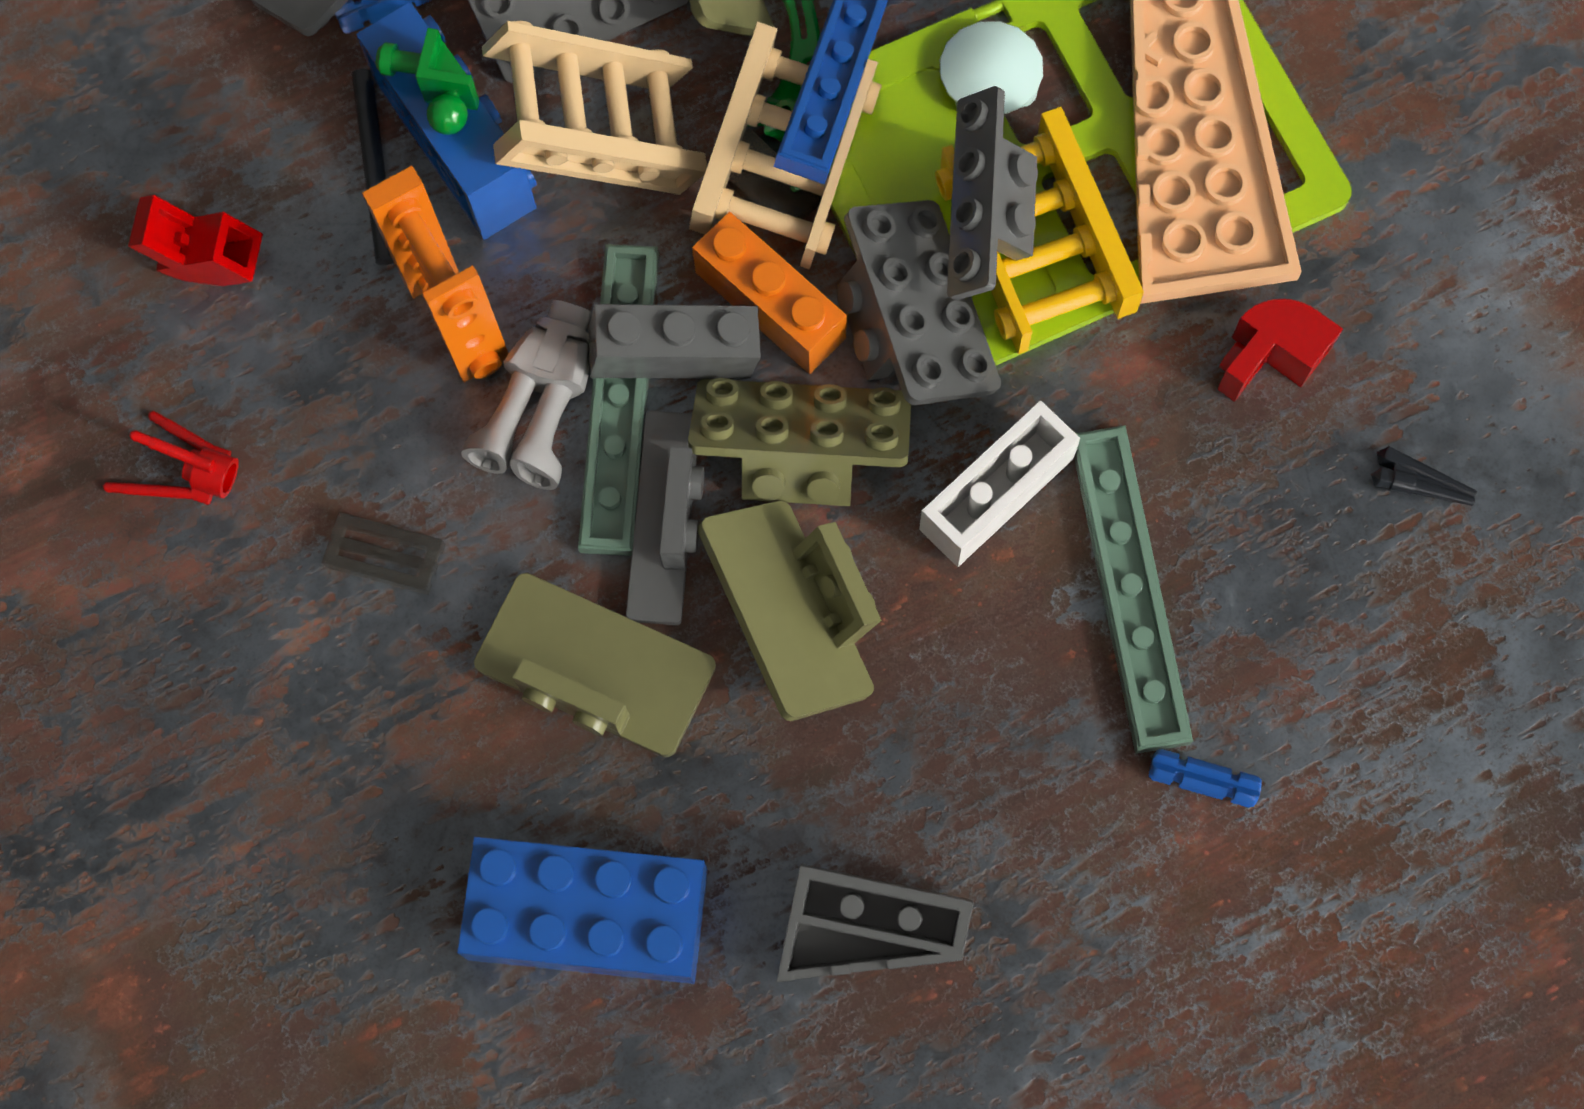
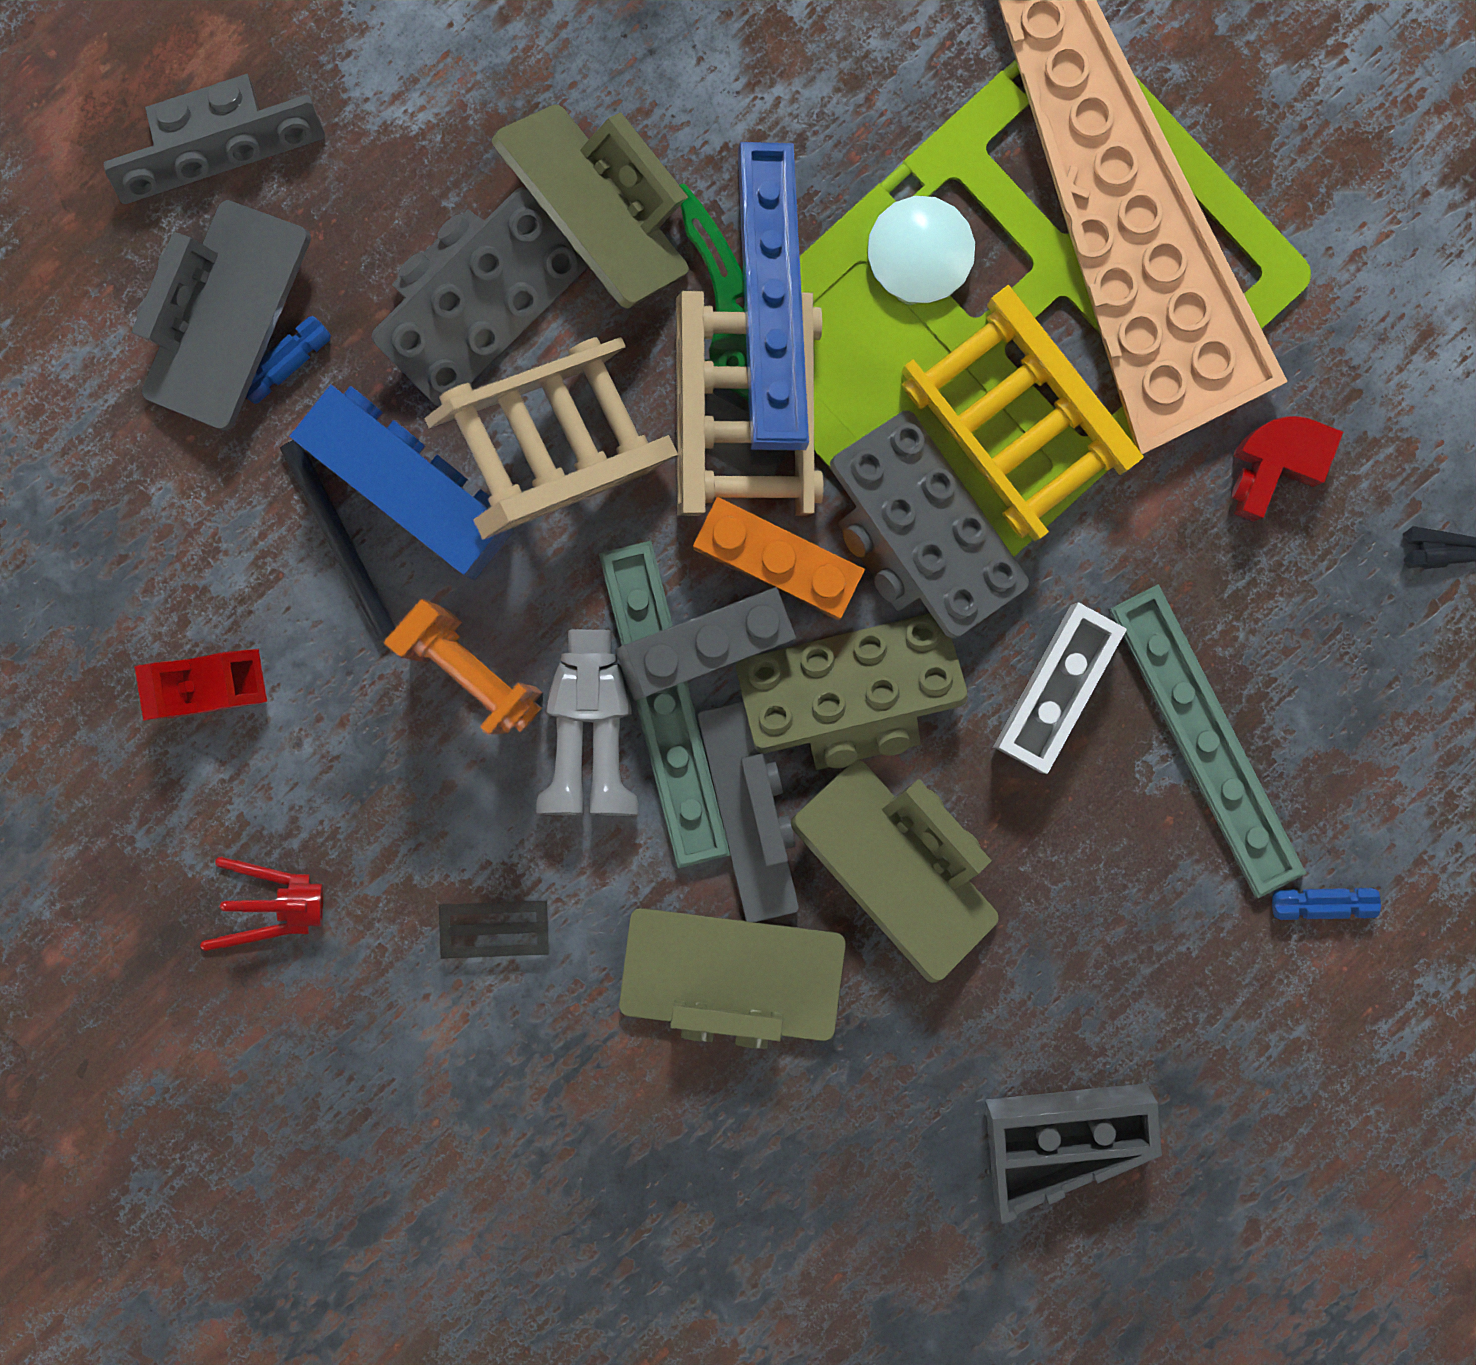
camera: 20 degrees left, 15 degrees up
(439, 79) = (395, 467): green piece -> none
(583, 910) = (803, 1208): blue brick -> none
(989, 196) = (968, 408): dark grey bracket -> none

